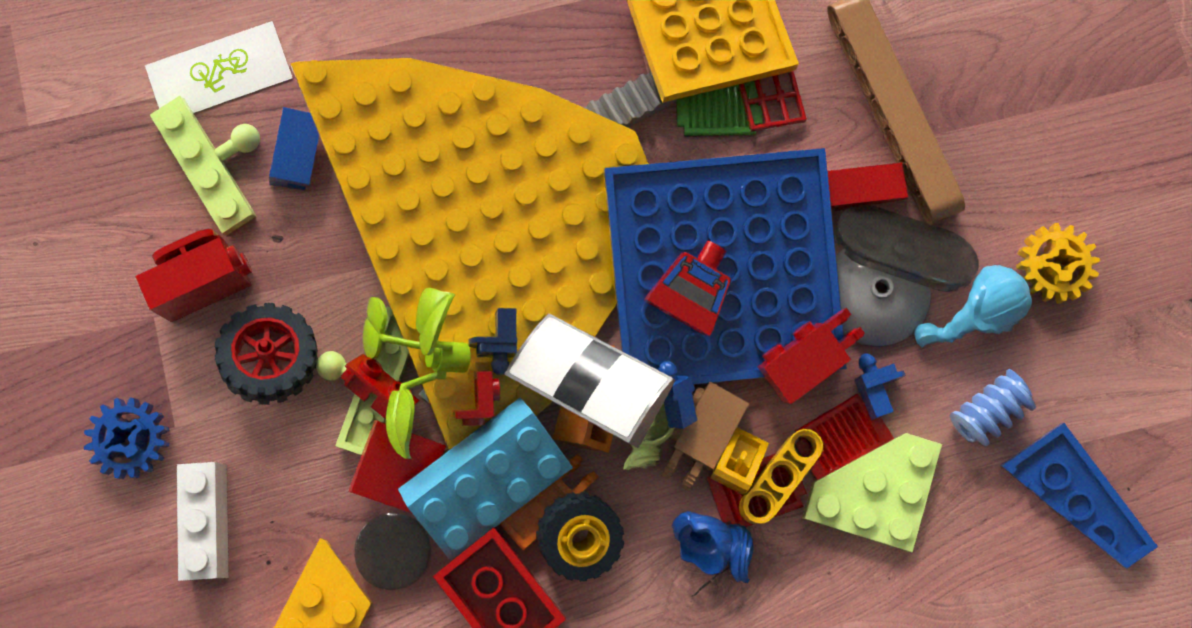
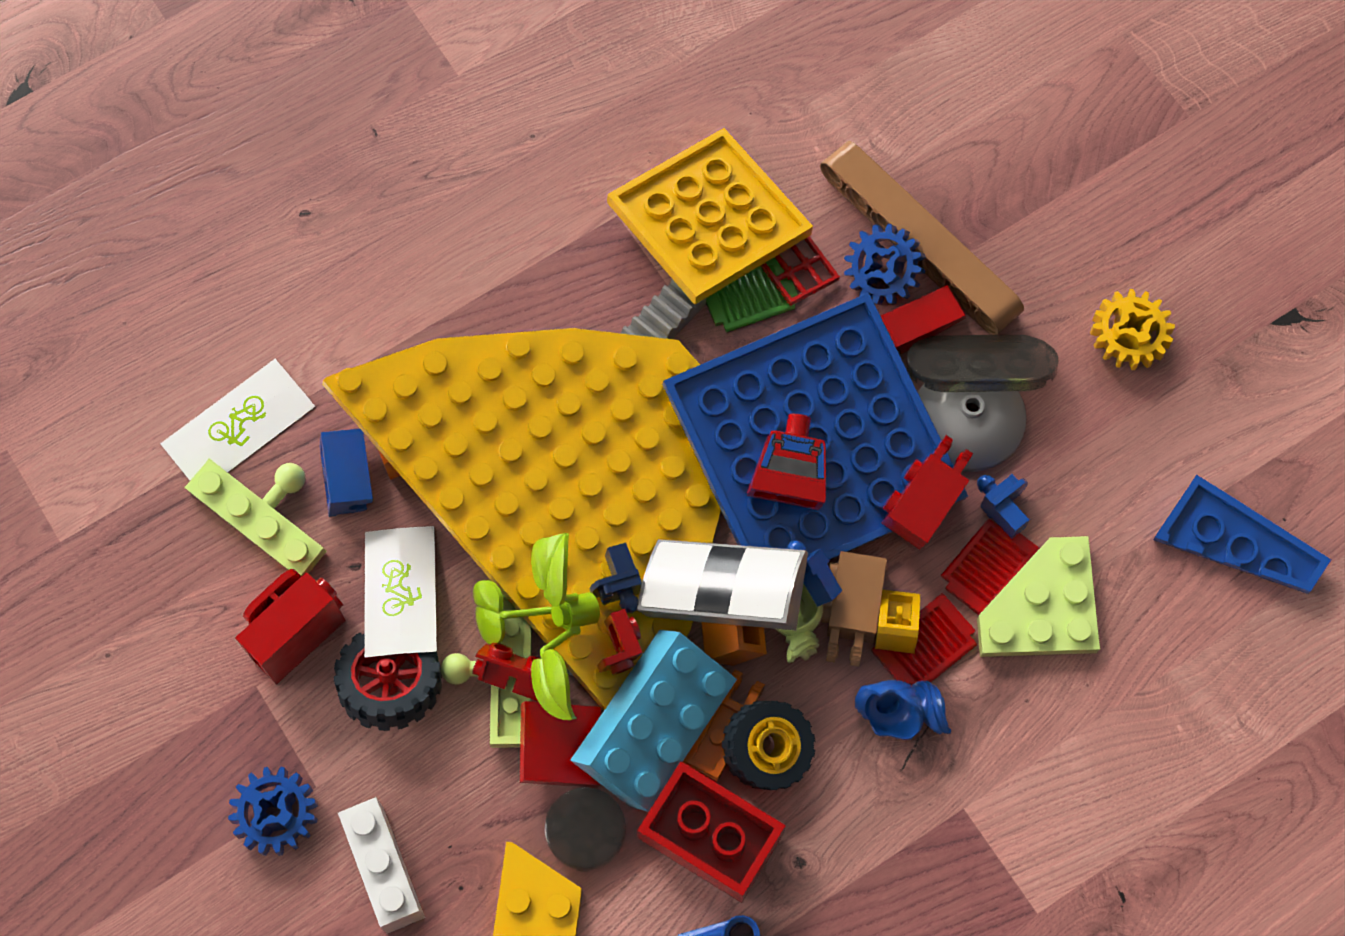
camera: 15 degrees left, 10 degrees down
(305, 278) = (400, 591): none -> white sticker
(796, 467) = (948, 602): yellow beam -> none
(856, 137) = (897, 257): none -> blue gear
(993, 306) = (1086, 386): medium azure hair -> none
(993, 408) = (1123, 485): light blue piece -> none

